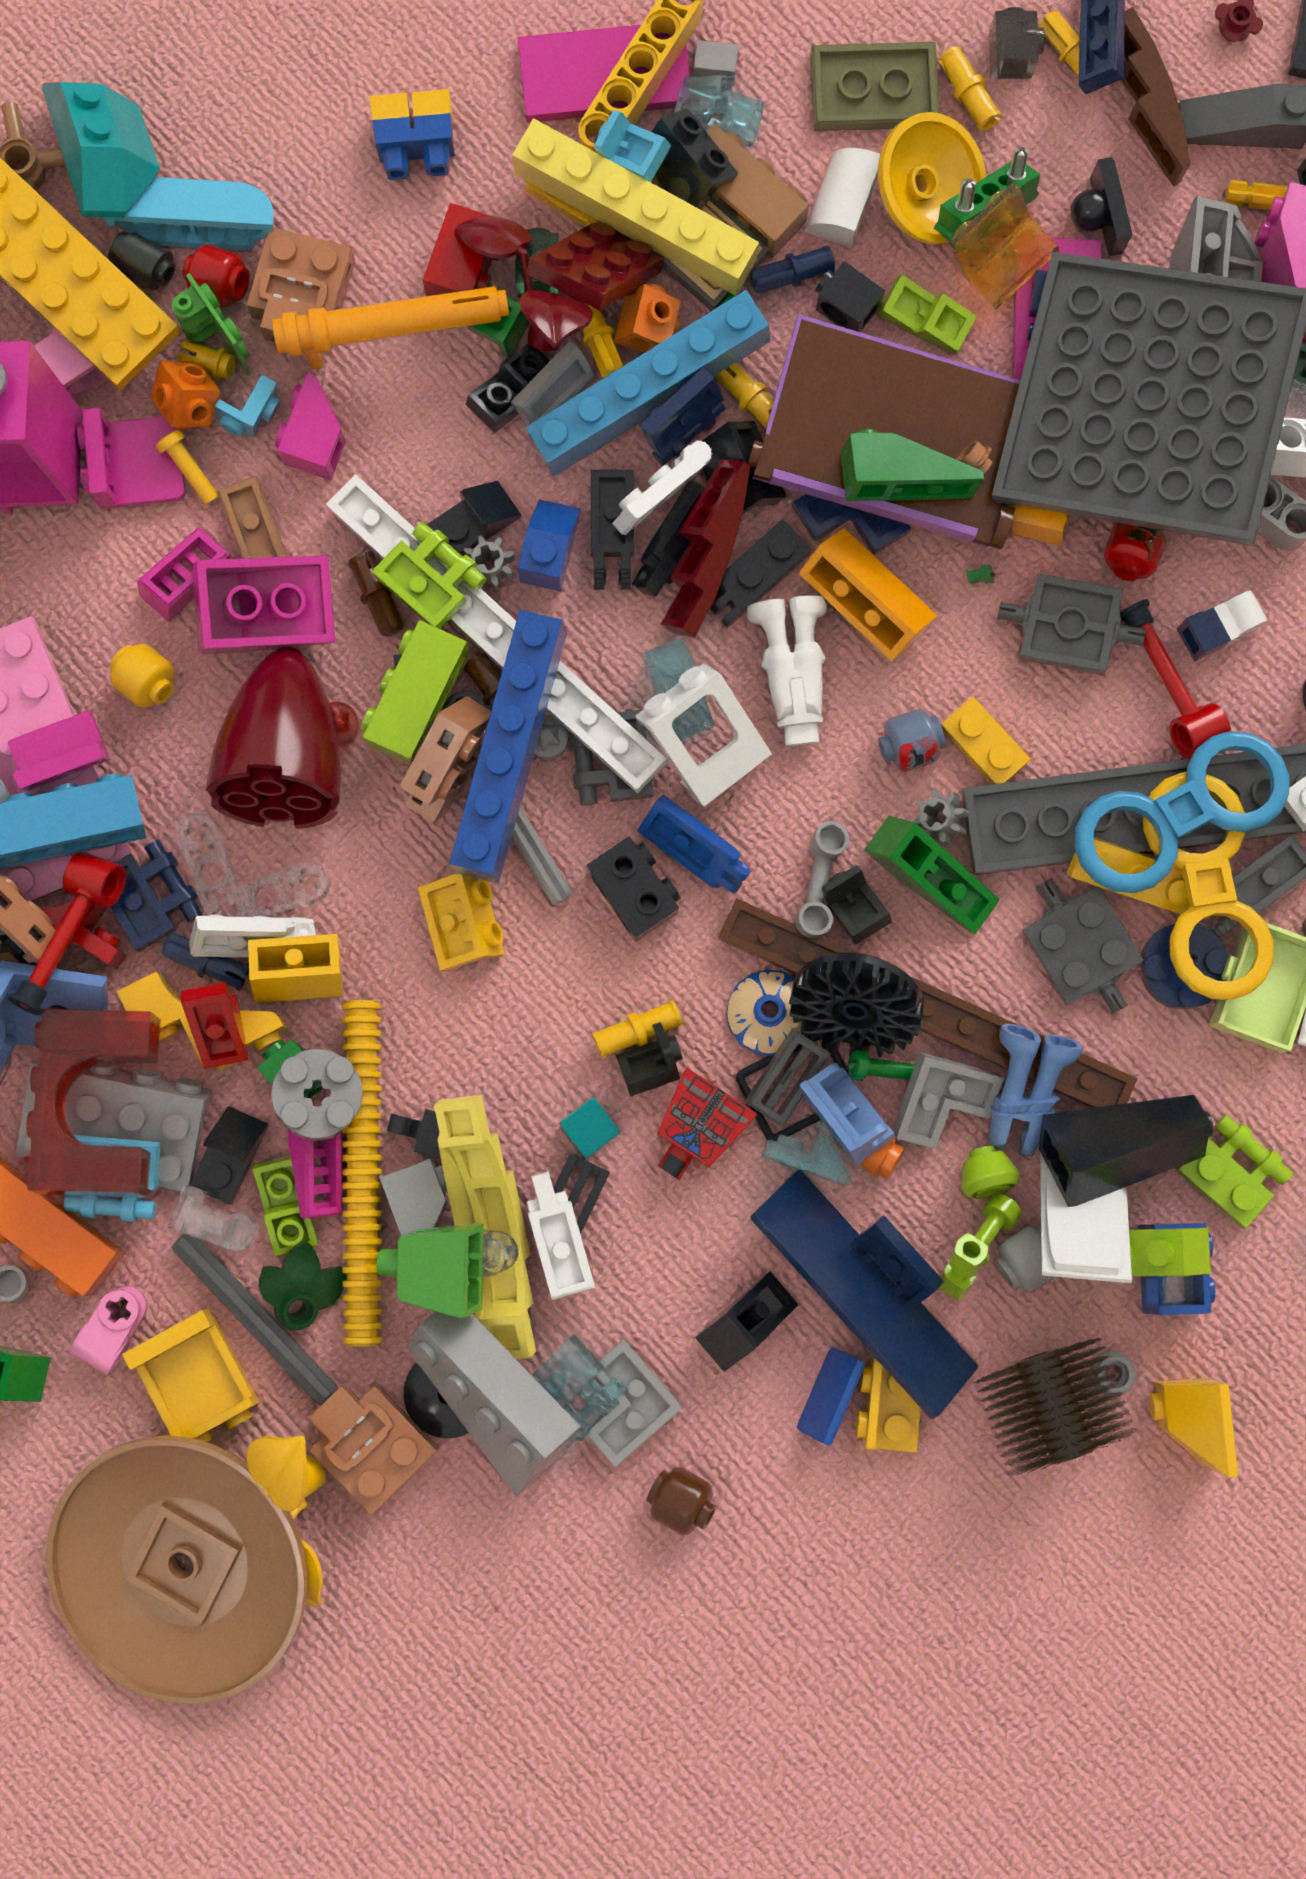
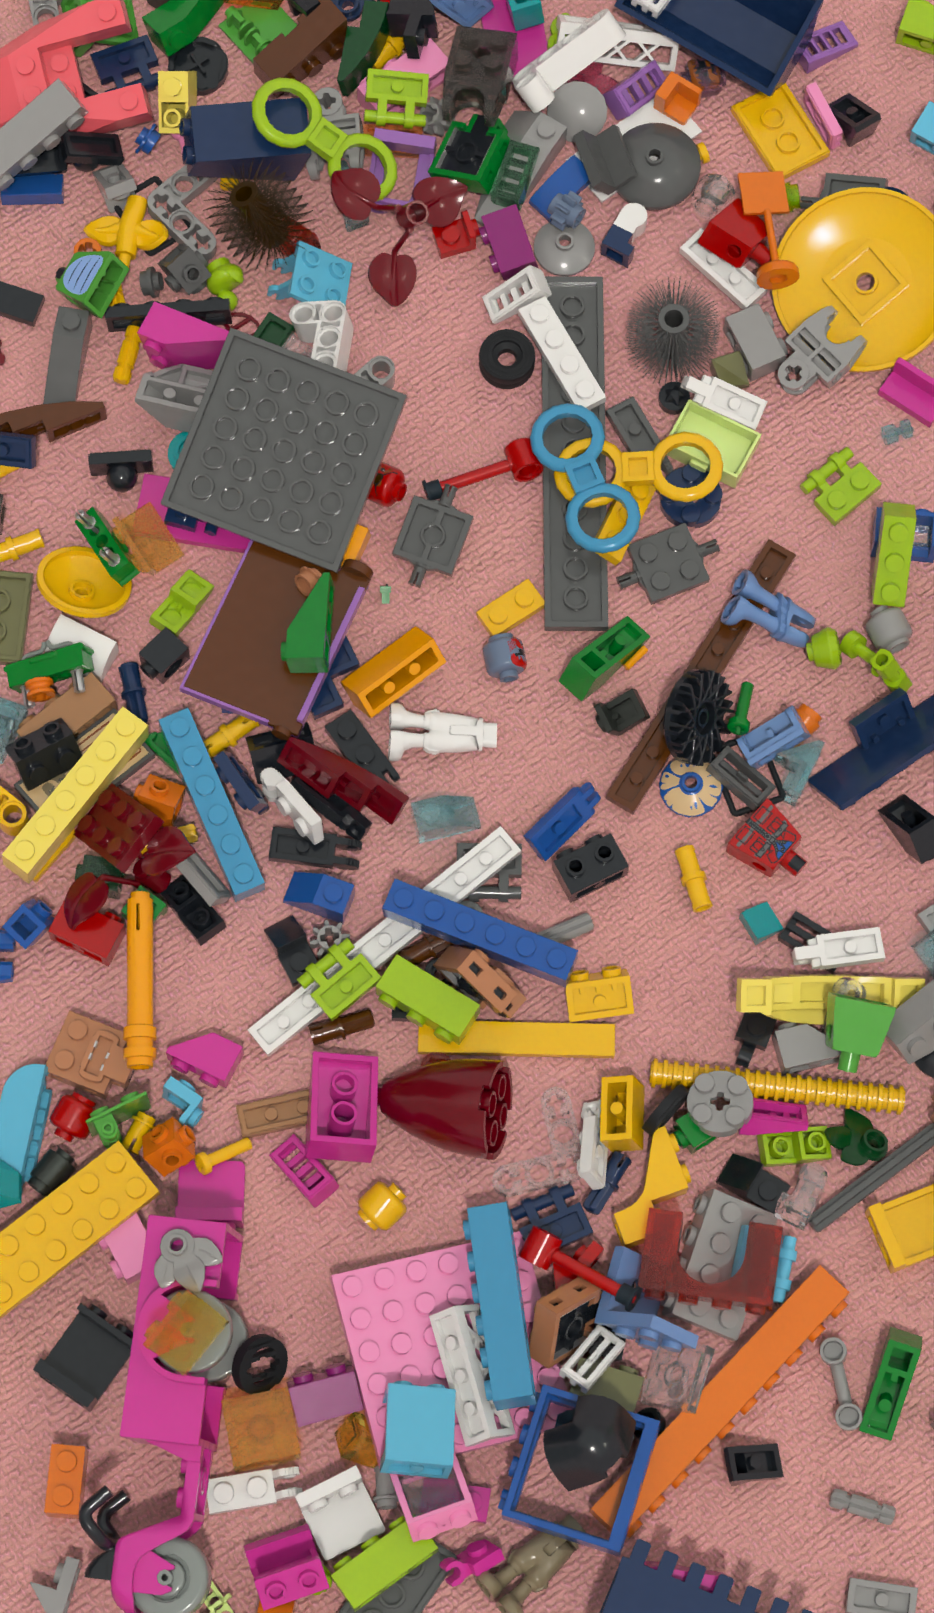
camera: 80 degrees left, 10 degrees down
(57, 751) = (439, 1265): dark pink panel -> none
(106, 1333) = (876, 1283): bright pink piece -> none
(215, 1024) = (662, 1167): red slope -> none
(305, 1025) = (666, 1109): none -> black piece
(390, 845) = (526, 1040): none -> yellow tile
(459, 178) = (29, 922): none -> blue brick
(631, 146) = (35, 786): medium azure bracket -> none
(651, 1063) = (720, 869): pearl dark grey bracket -> none
(729, 764) = (504, 785): white window -> none
(775, 144) = (39, 689): none -> orange bush
(807, 154) = (59, 664): none -> green piece
(825, 846) = (571, 728): light grey bar -> none
(937, 1088) = (760, 672): light grey plate -> none
(941, 918) = (635, 658): none -> light orange piece
(954, 820) = (564, 635): light grey gear -> none
(1084, 1239) = (862, 582): white piece -> none
(1121, 1144) = (816, 555): black slope -> none
(1221, 625) = (447, 434): leg -> none

